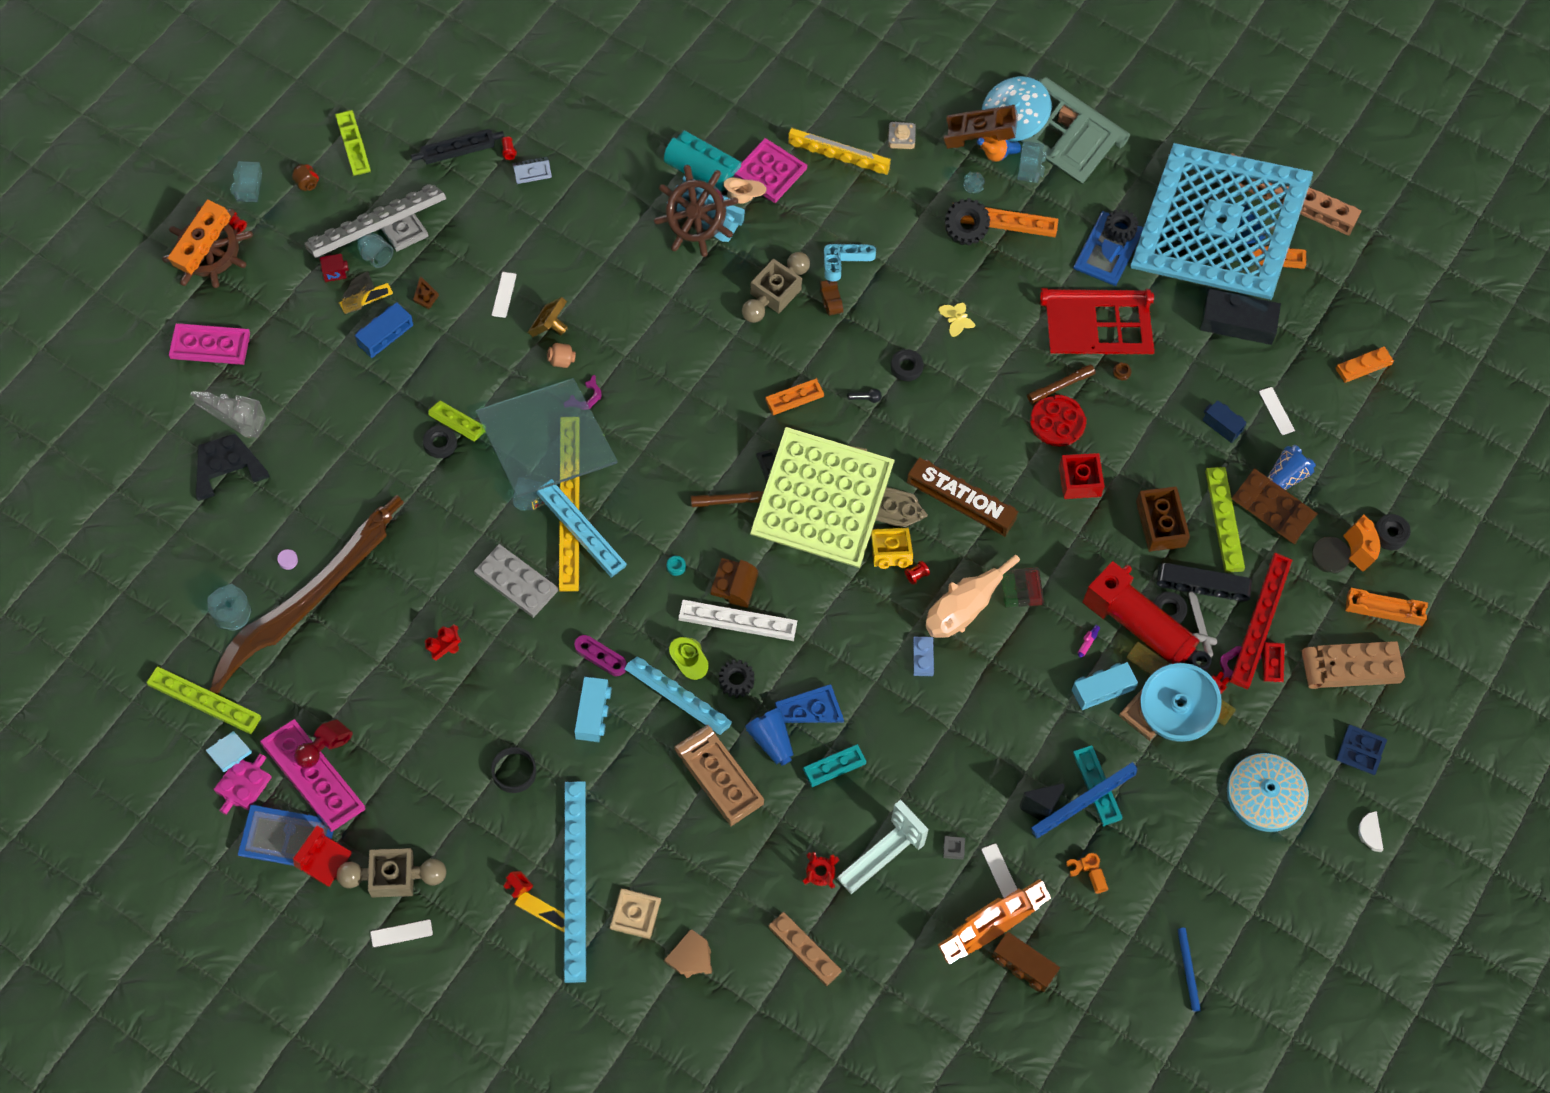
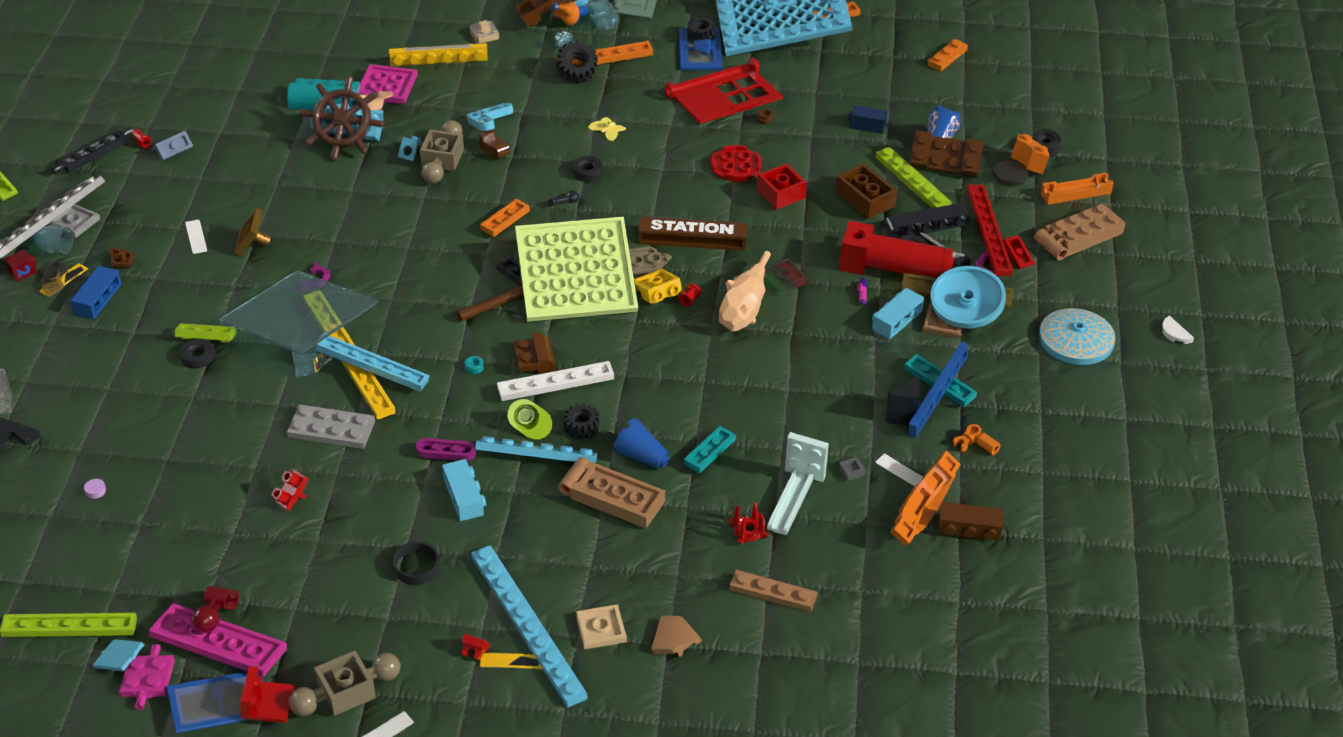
camera: 25 degrees left, 20 degrees down
(229, 607) = (56, 541): clear light blue brick -> none
(277, 623) = (116, 534): reddish brown piece -> none
(561, 355) = (276, 256): nougat head -> none
(755, 262) = (413, 142): none -> medium azure bracket
(812, 707) = (665, 415): blue wing -> none
(923, 656) = (733, 349): medium blue plate -> none
(1043, 392) = (732, 130): reddish brown piece -> none
(1189, 969) = (1105, 476): blue bar -> none
(1240, 316) = (833, 54): black brick -> none
(1277, 411) = (896, 100): white sticker -> none
(1361, 749) = (1127, 282): dark blue slope -> none

